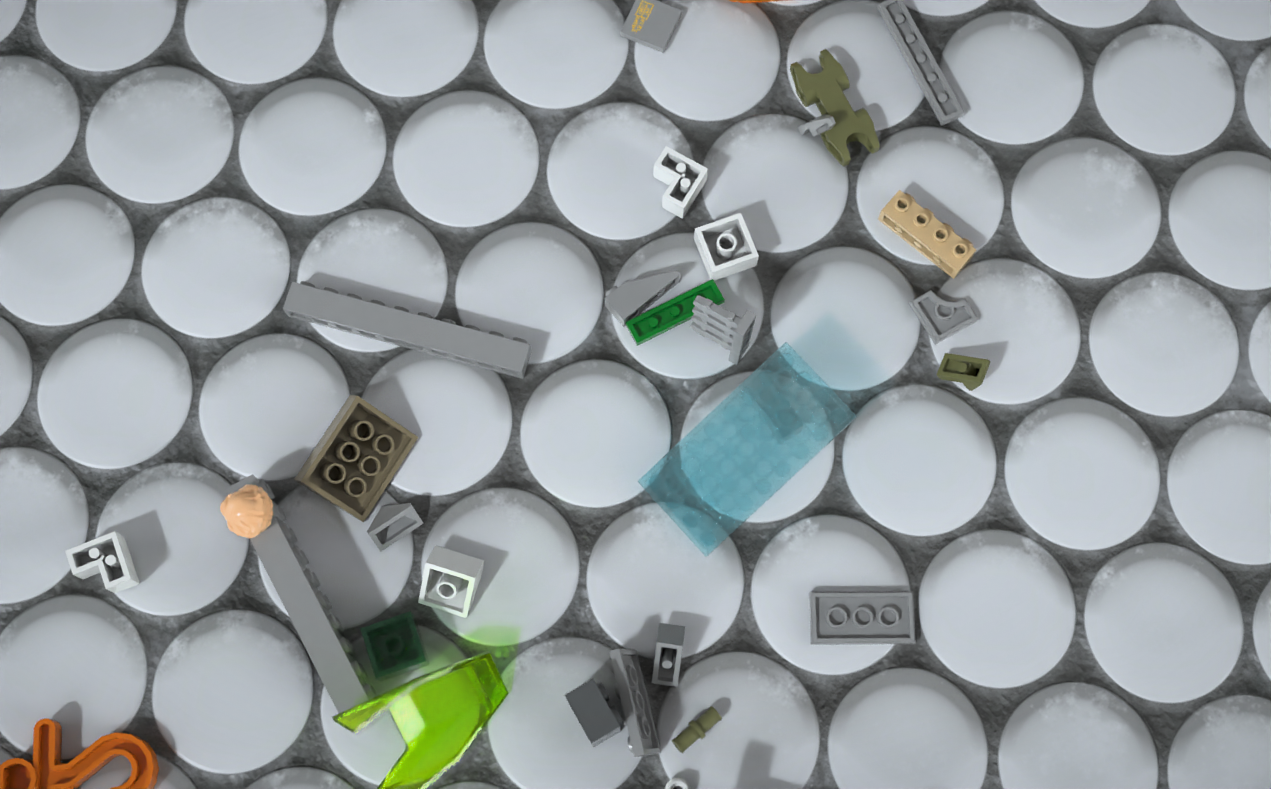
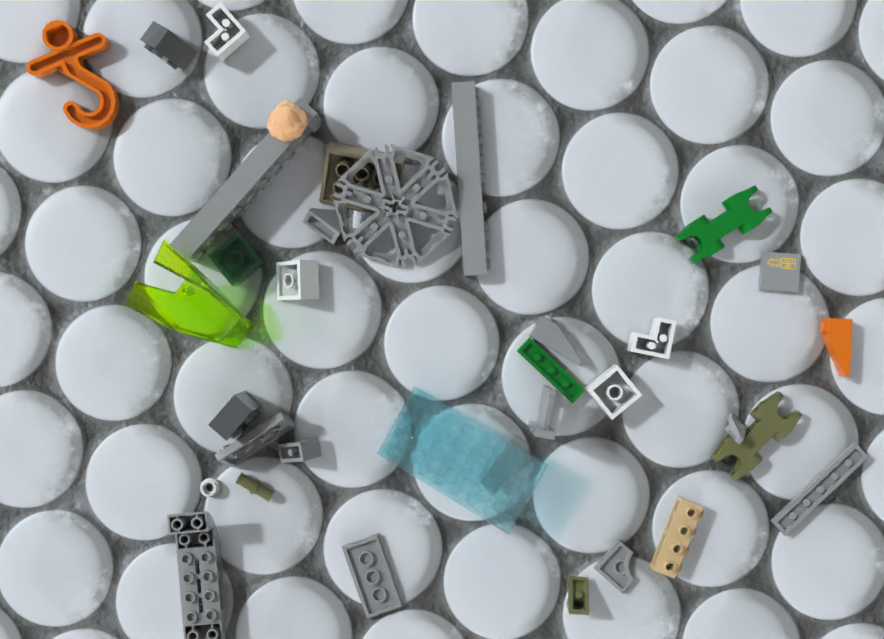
camera: 75 degrees right, 15 degrees up
(89, 639) = (168, 45): none -> dark grey brick
(381, 418) = (382, 218): none -> light grey plate
(577, 82) = (737, 215): none -> green piece

